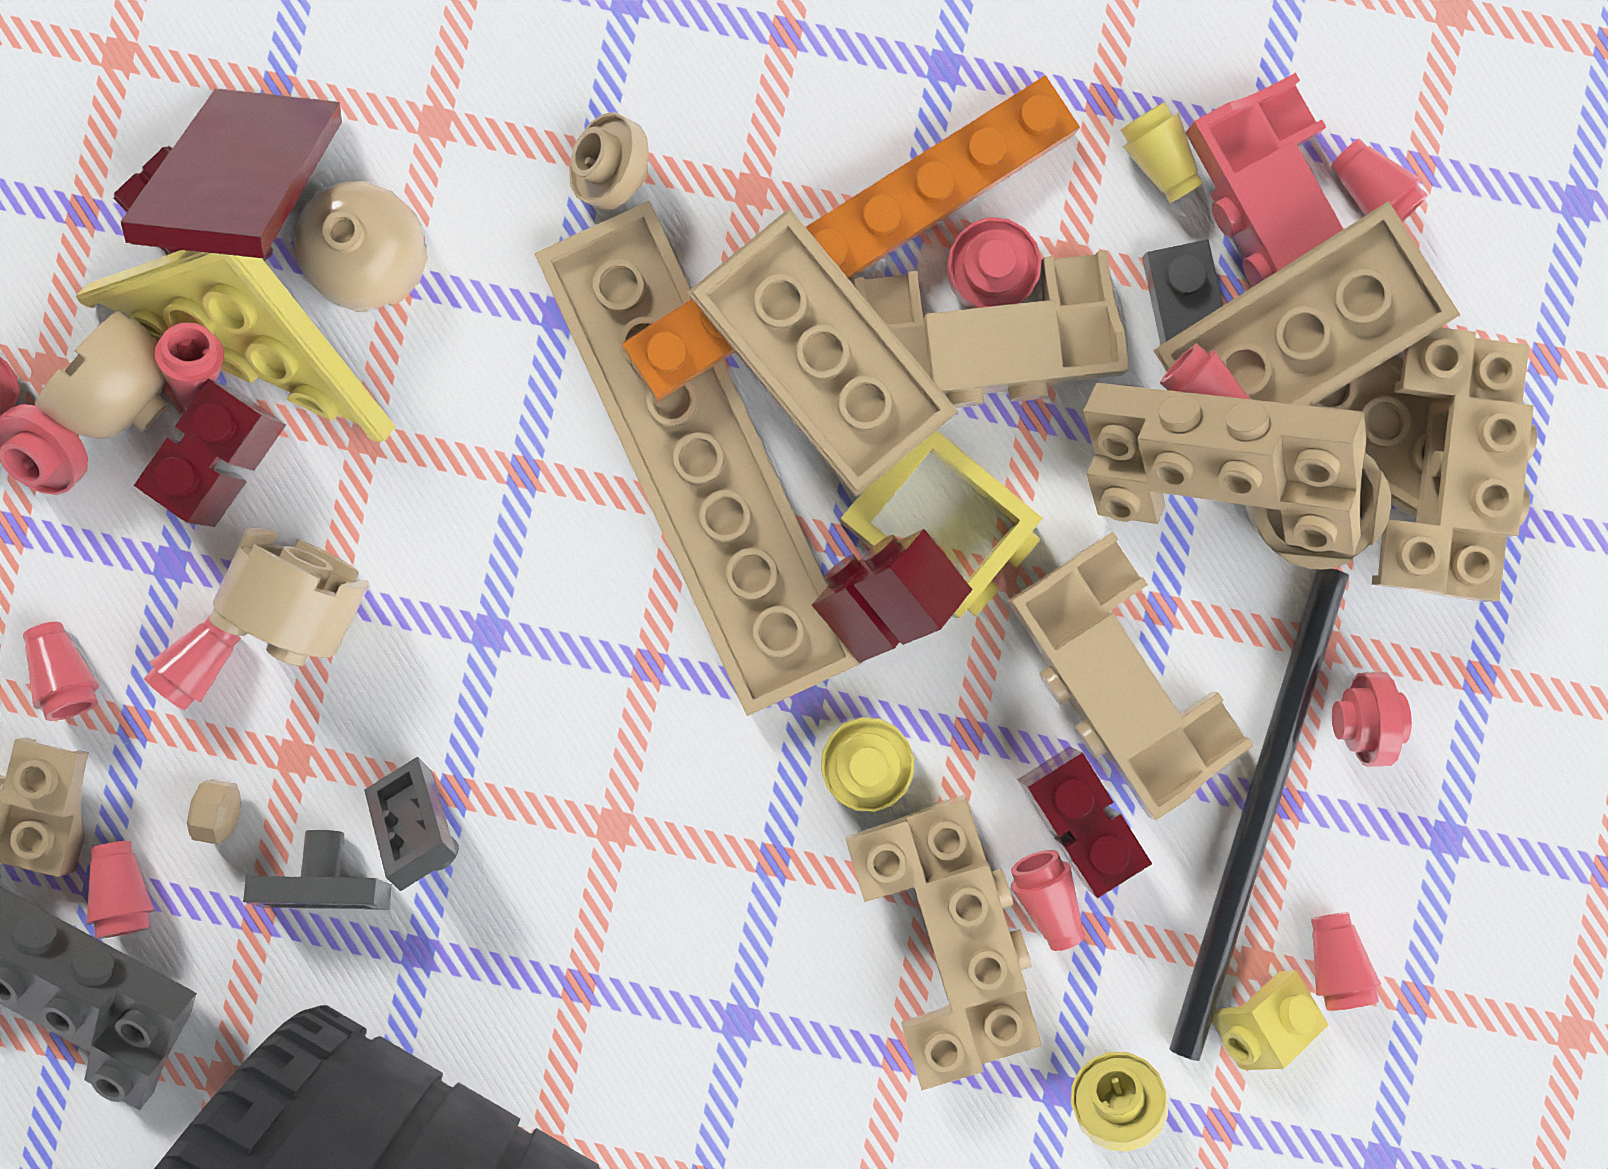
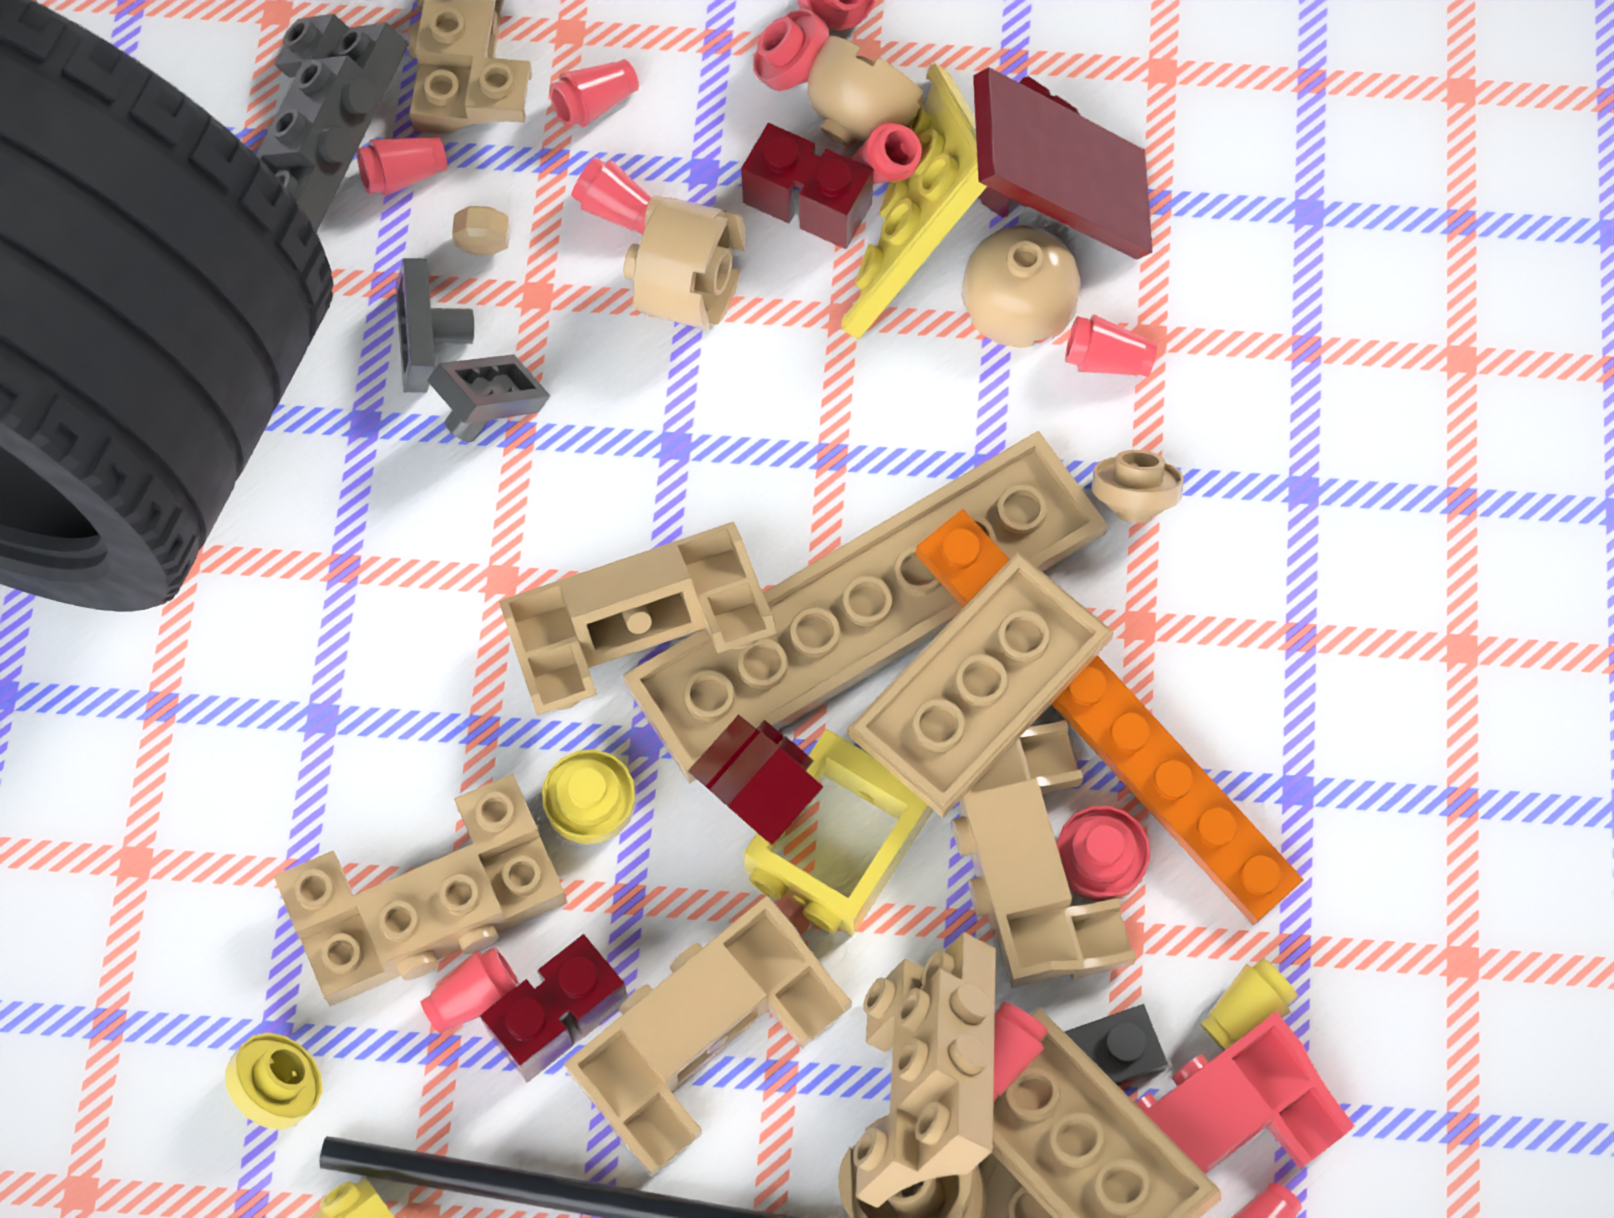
camera: 85 degrees right, 20 degrees down
(447, 166) = (1108, 348): none -> coral cone
(678, 699) = (633, 607): none -> tan bracket

